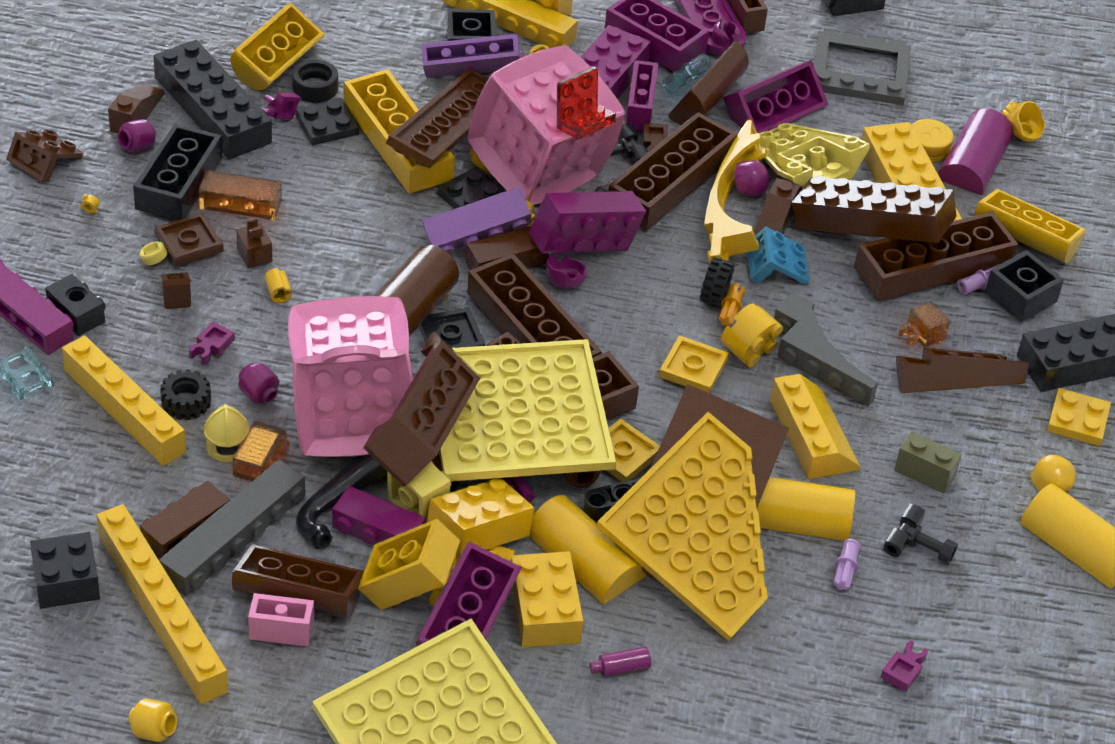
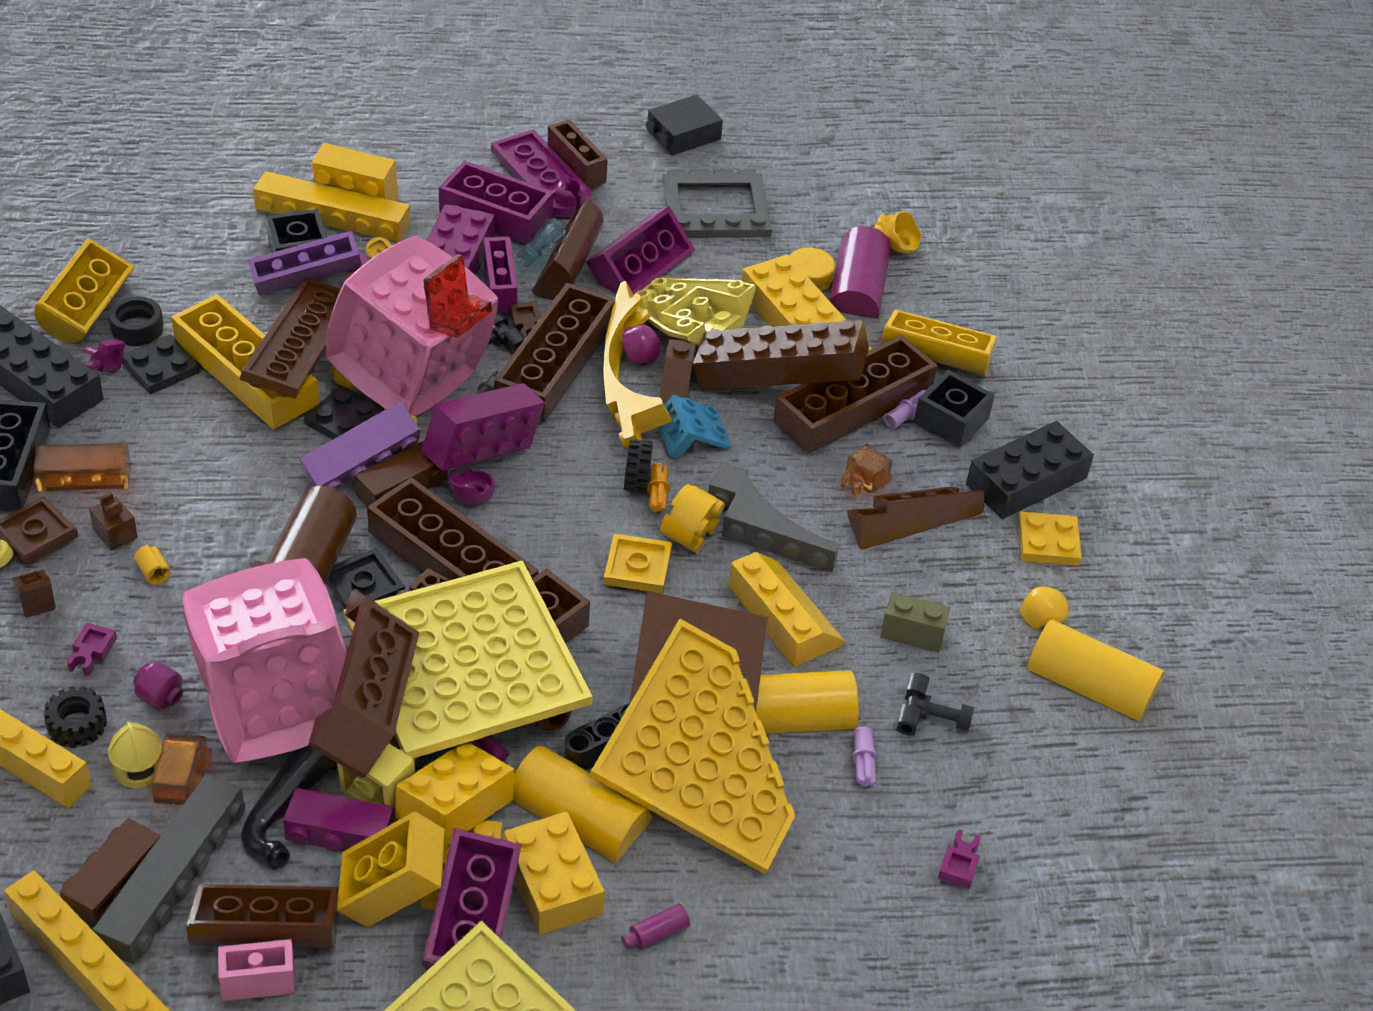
camera: 15 degrees left, 0 degrees up
(631, 450) = (601, 674): yellow plate -> none

